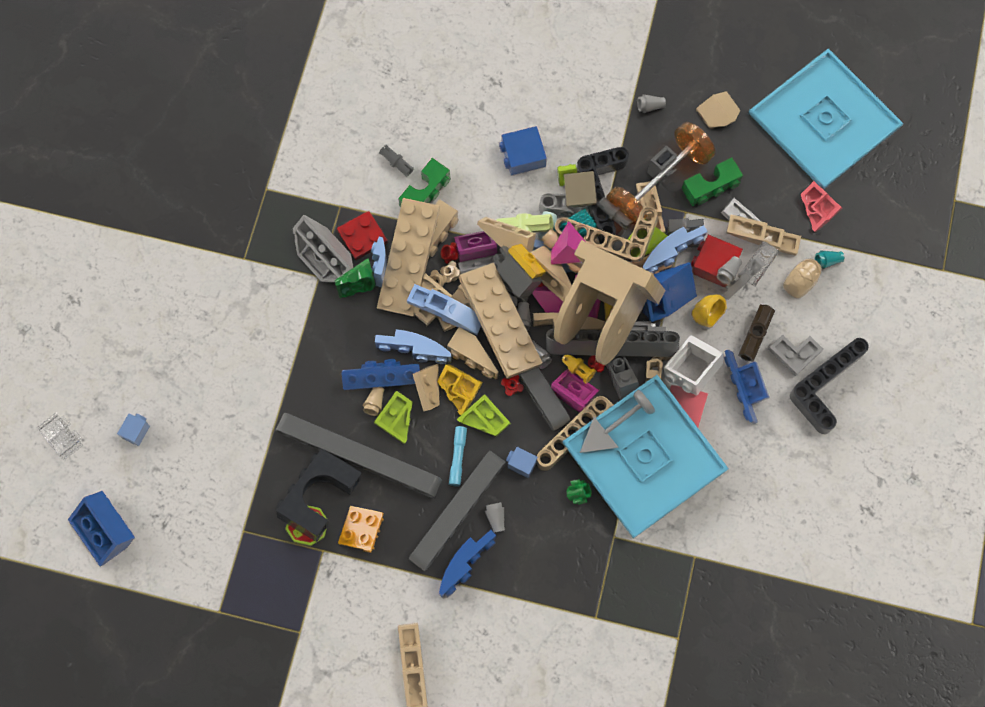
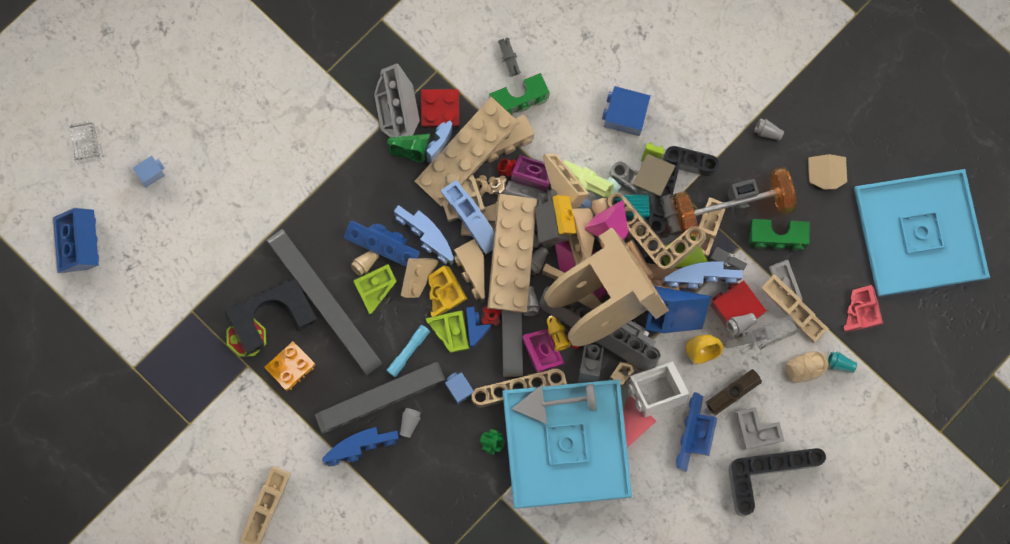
camera: 25 degrees right, 5 degrees up
(506, 406) = (475, 332): none -> blue slope

